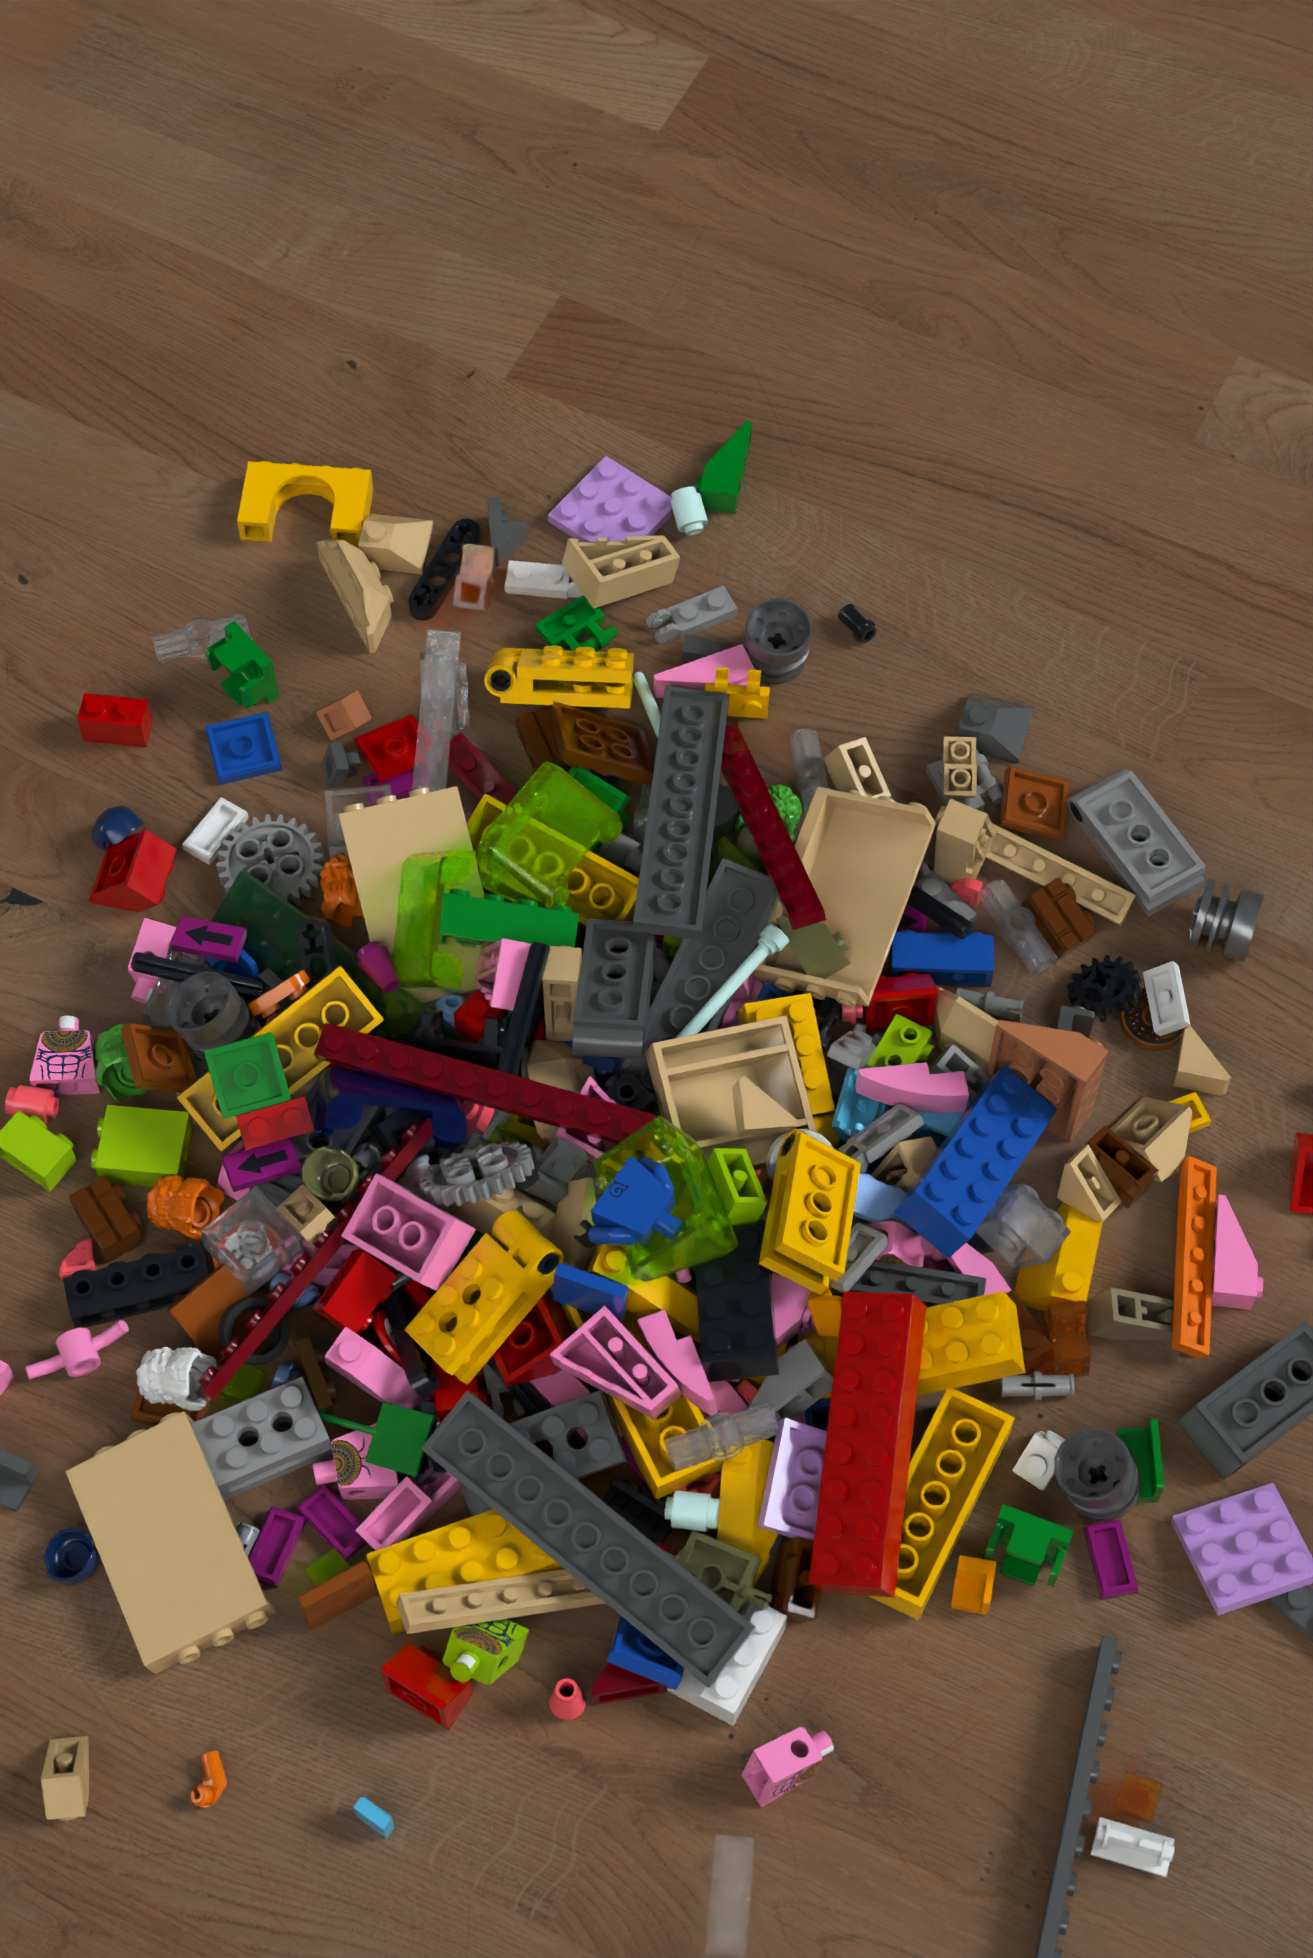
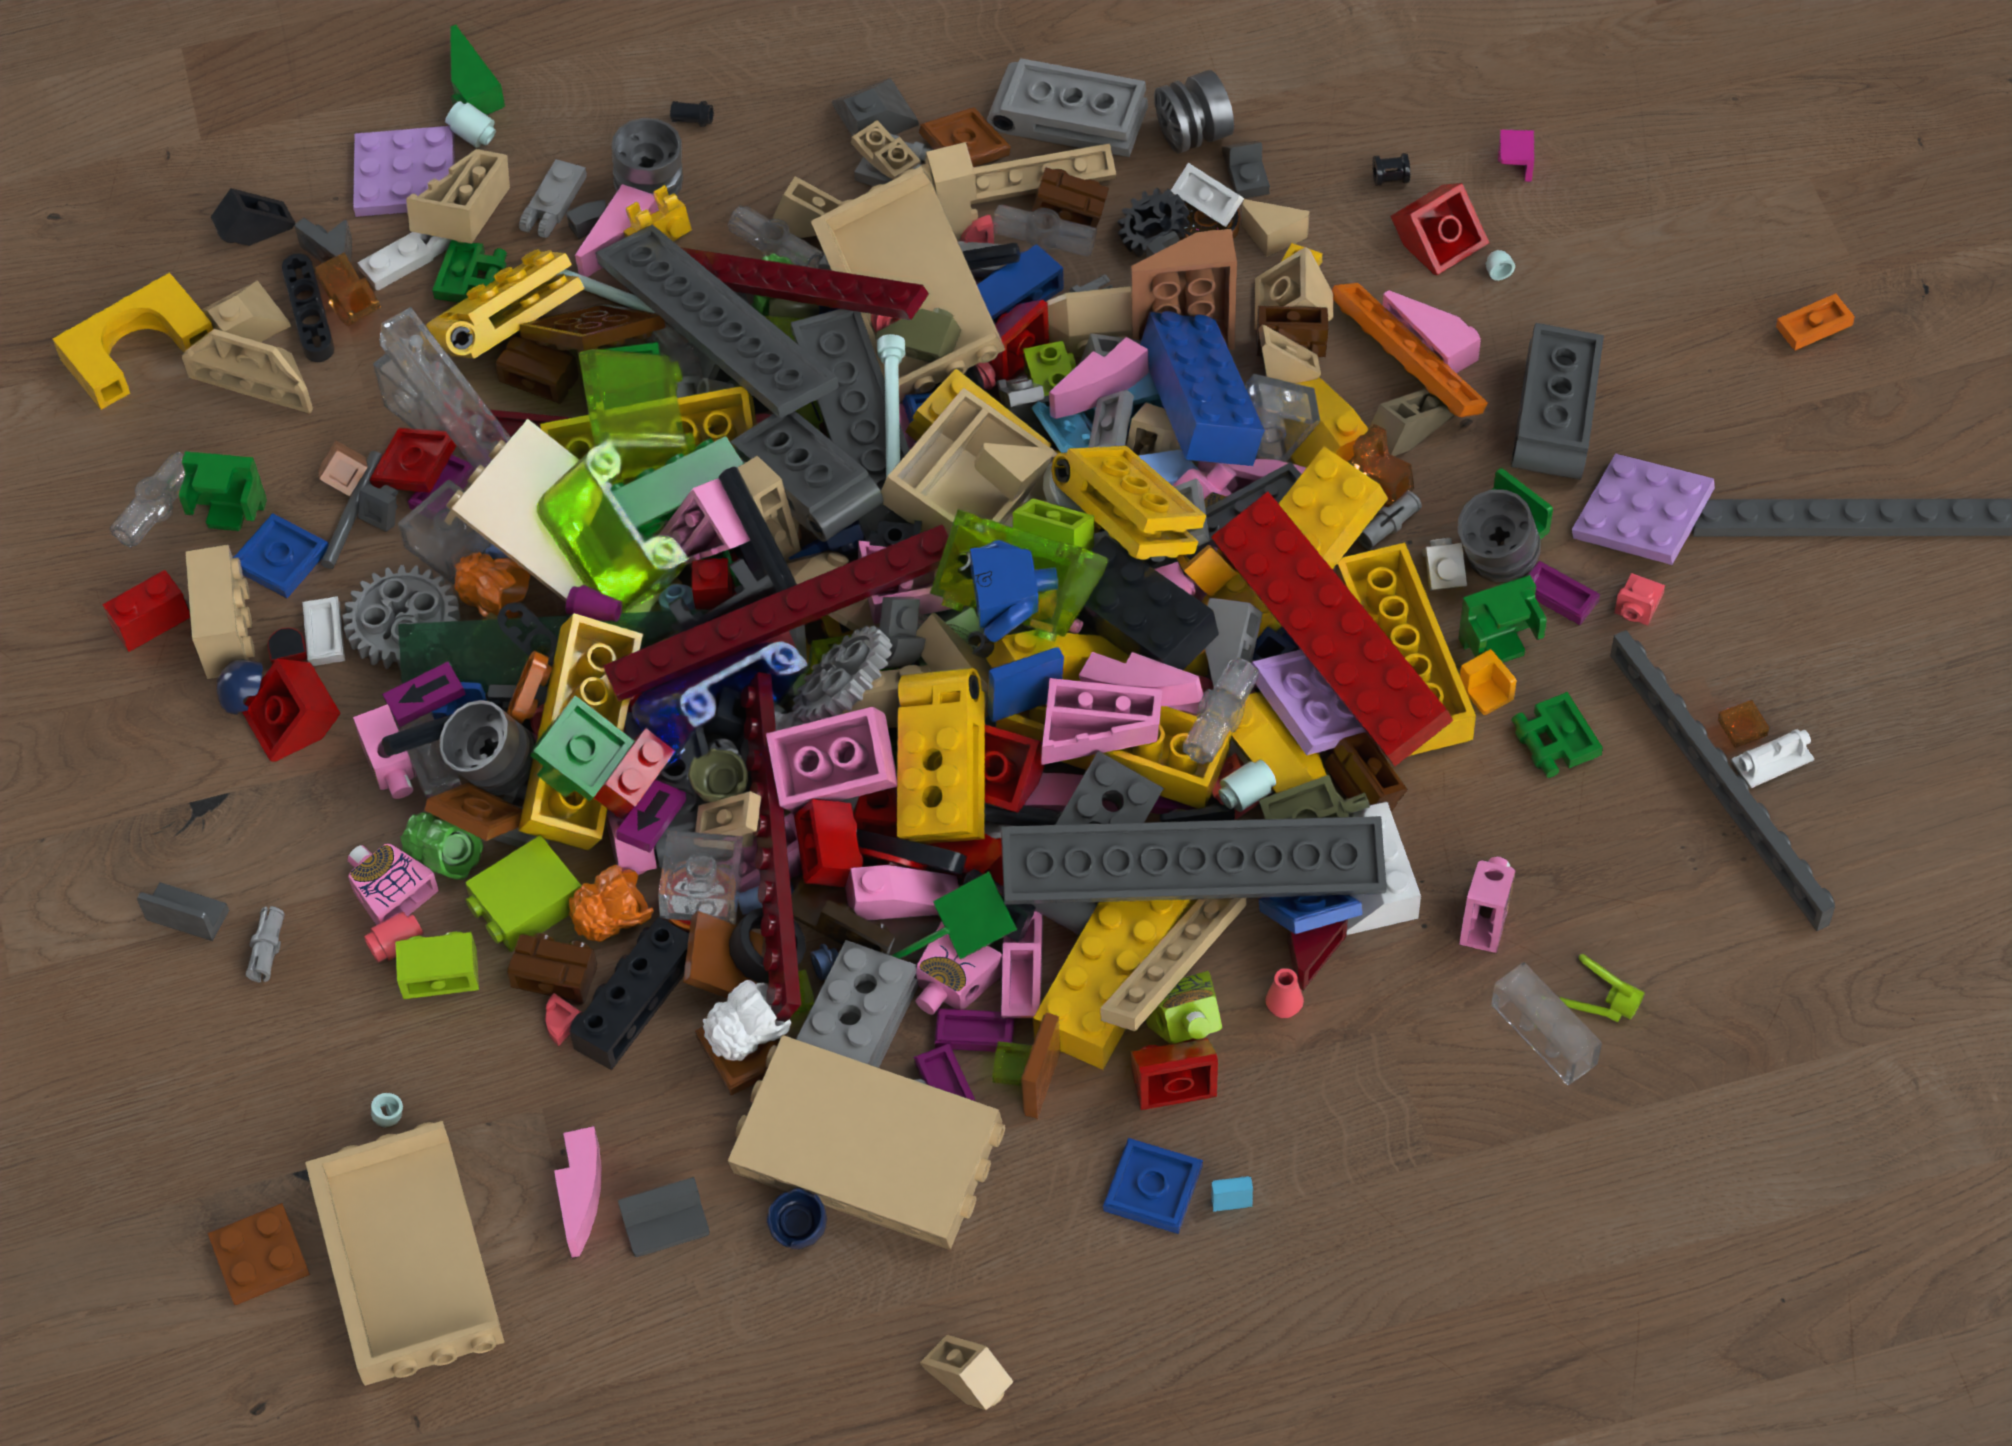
camera: 40 degrees left, 5 degrees down
(77, 1351) = (636, 1077): bright pink piece -> none
(152, 759) = (218, 608): none -> tan brick
(179, 822) = (287, 645): none -> black tile
(214, 1782) = (1082, 1278): orange arm -> none
(317, 754) = (349, 515): none -> dark grey bar
(333, 1757) = (1153, 1185): none -> blue tile
(471, 468) = (250, 217): none -> black slope
(810, 1934) = (1622, 996): none -> lime plant
(995, 1677) = (1566, 728): none -> green plate
(1166, 1620) = (1639, 599): none -> coral bracket
(1228, 999) = (1246, 169): none -> dark grey slope

